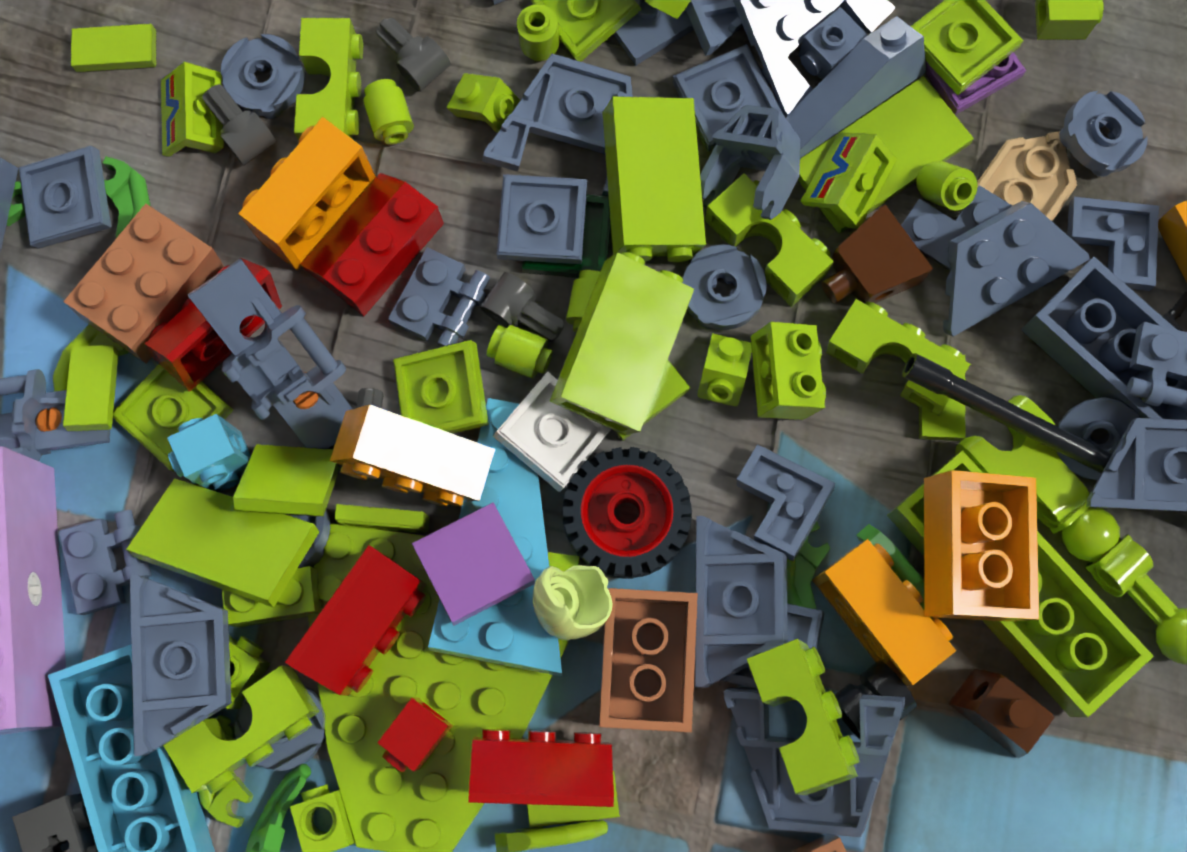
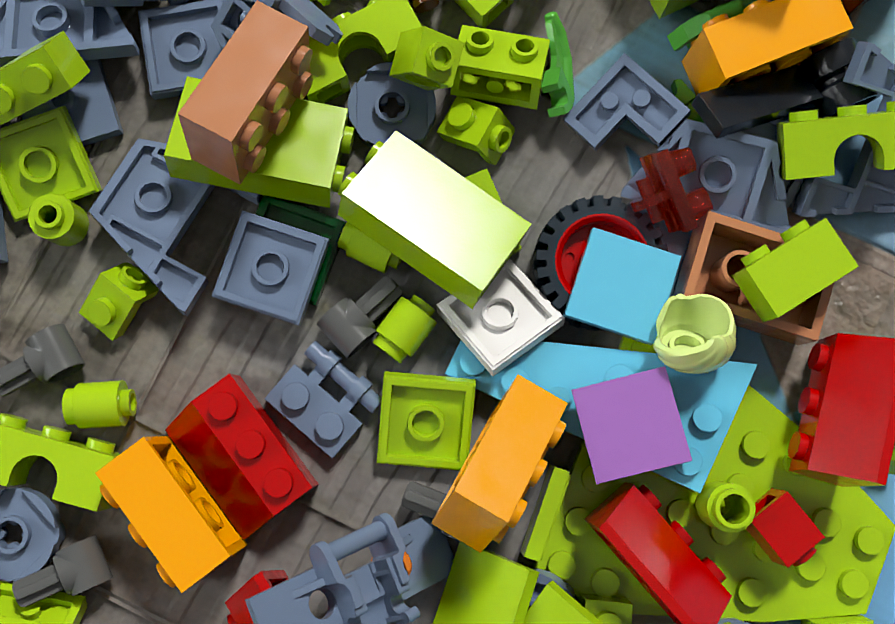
camera: 85 degrees left, 5 degrees up
(407, 673) = (738, 509): none -> lime brick
(606, 529) = (621, 285): none -> medium azure tile
(658, 679) = (794, 270): none -> lime brick
(682, 147) = (248, 93): none -> nougat brick
(694, 570) = (664, 194): none -> clear red hips
(768, 298) = (426, 58): none -> lime brick
(798, 433) = (559, 78): none -> bright green piece
(822, 618) = (756, 101): none -> black tile

